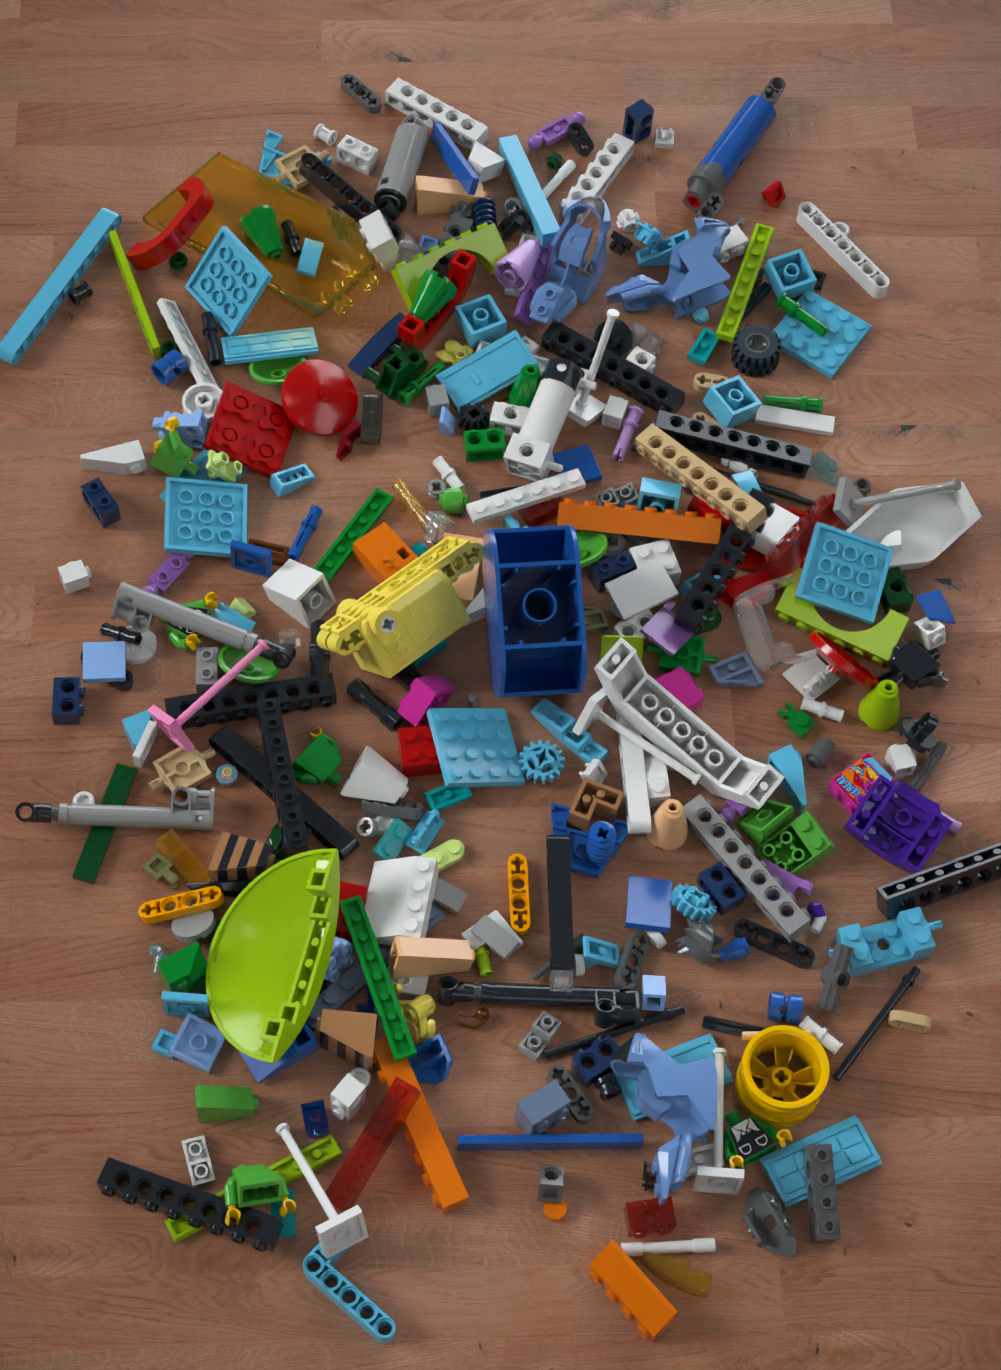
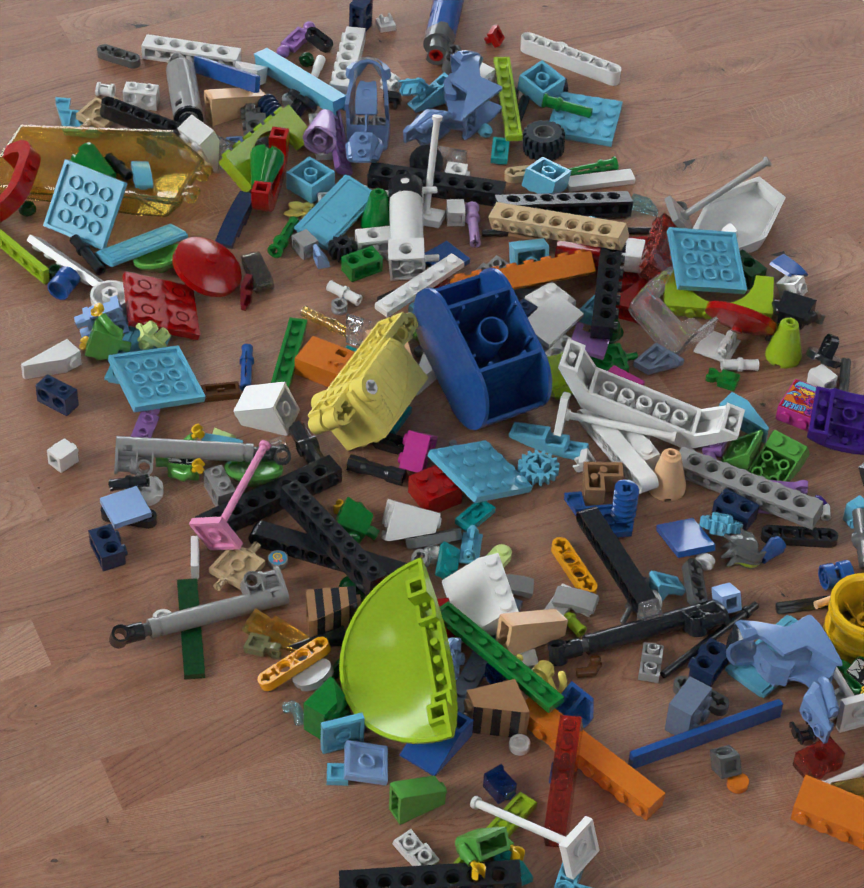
camera: 20 degrees left, 15 degrees down
(135, 726) = (180, 549): medium azure slope -> none
(251, 558) = (213, 394): blue tile -> none
(282, 487) = (210, 335): medium azure slope -> none
(348, 1098) = (521, 755): white brick -> none
(397, 370) = (262, 232): dark green piece -> none
(453, 501) = (360, 307): bright green head -> none
(607, 1087) = (729, 678): black wheel -> none
(820, 753) = (757, 393): dark grey brick -> none

